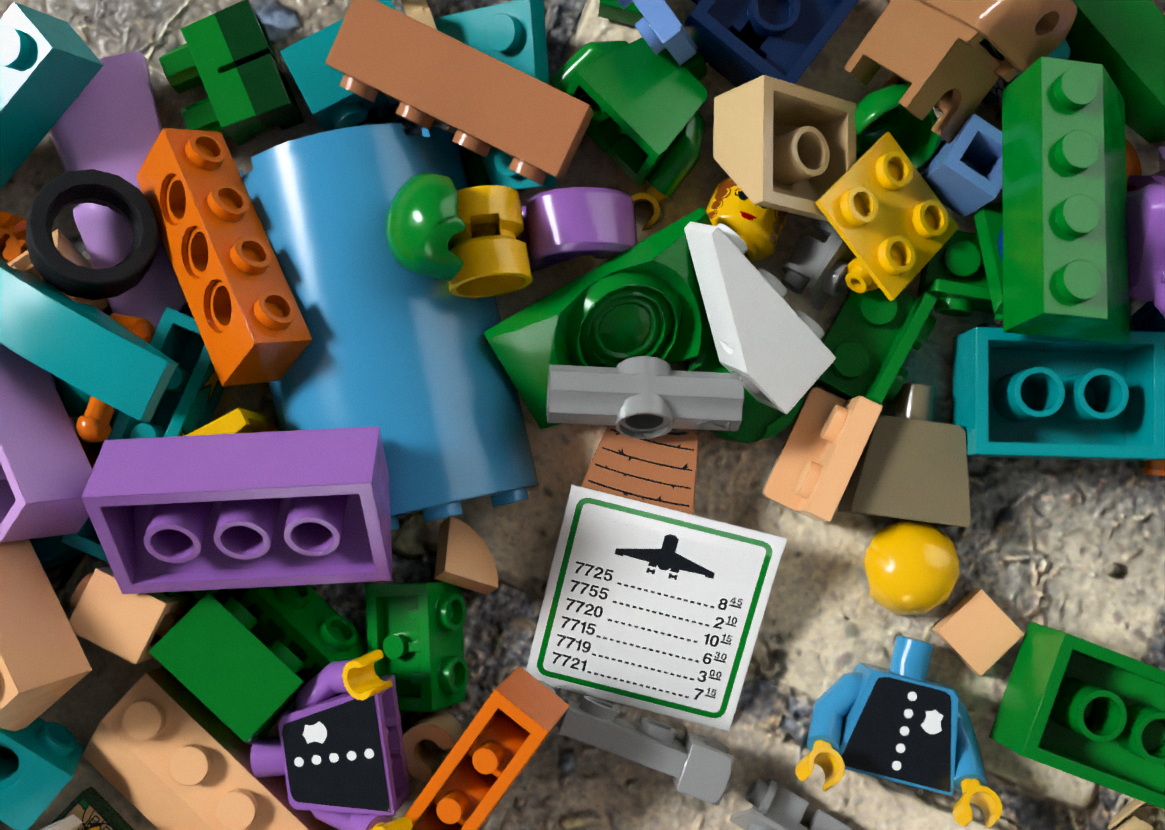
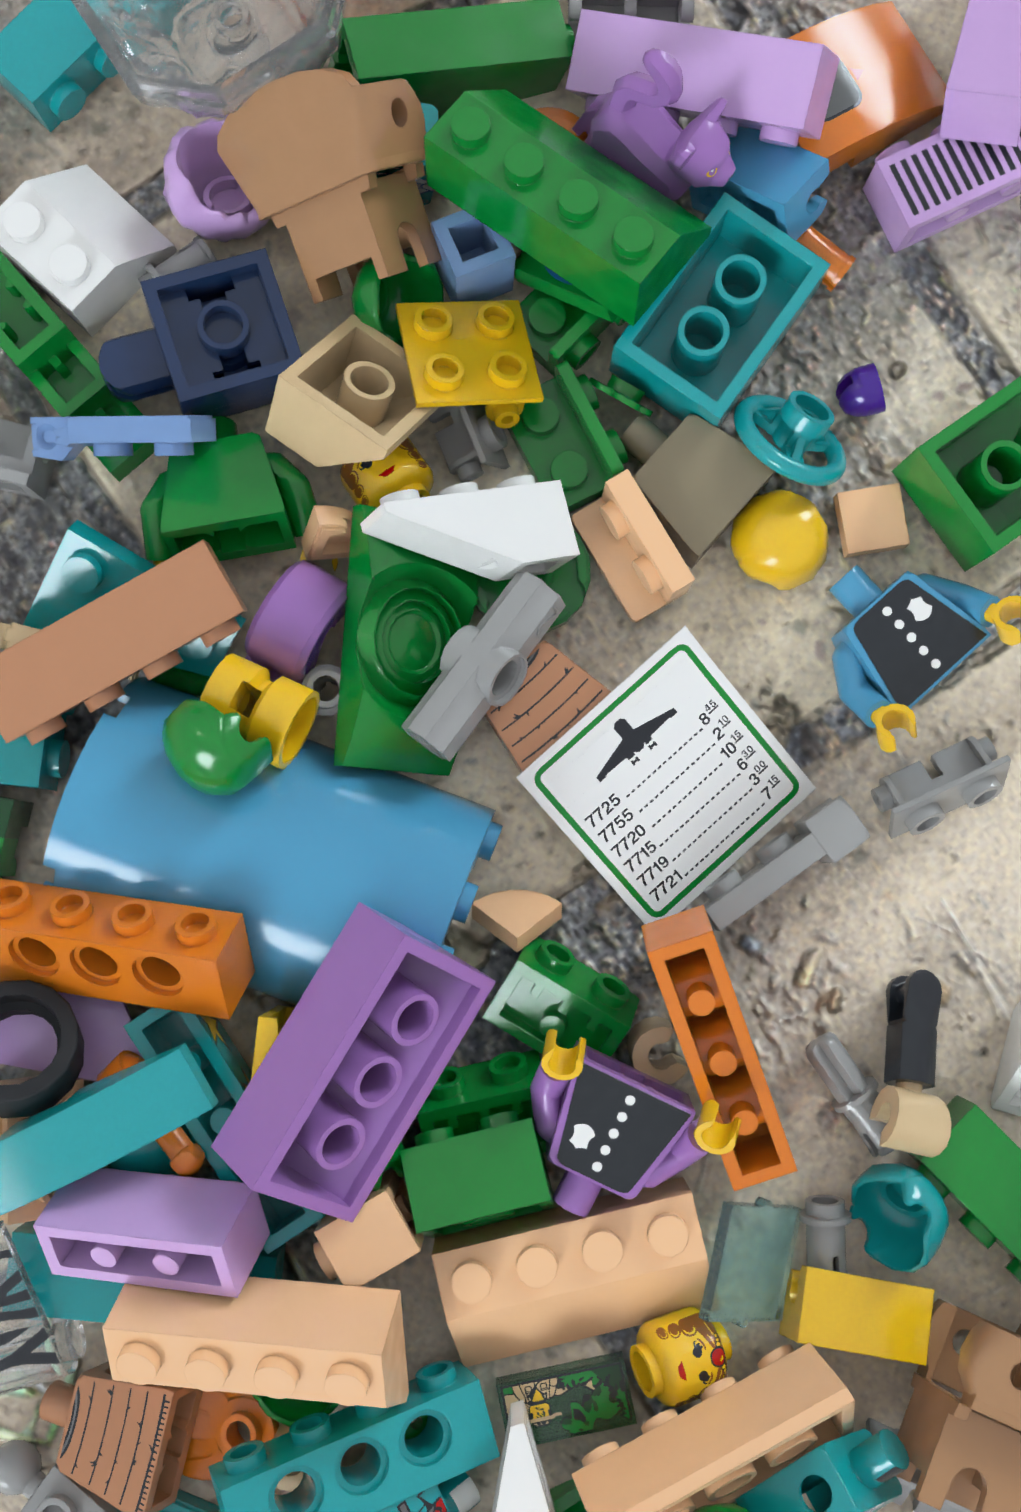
camera: 55 degrees left, 0 degrees up
(541, 274) = (317, 679): none -> light grey pin
(666, 202) = (327, 533): none -> light nougat tile
(942, 361) = (623, 392): none -> green plant
(1010, 519) = (795, 427): none -> teal piece
(1077, 553) = (861, 392): none -> dark purple hinge

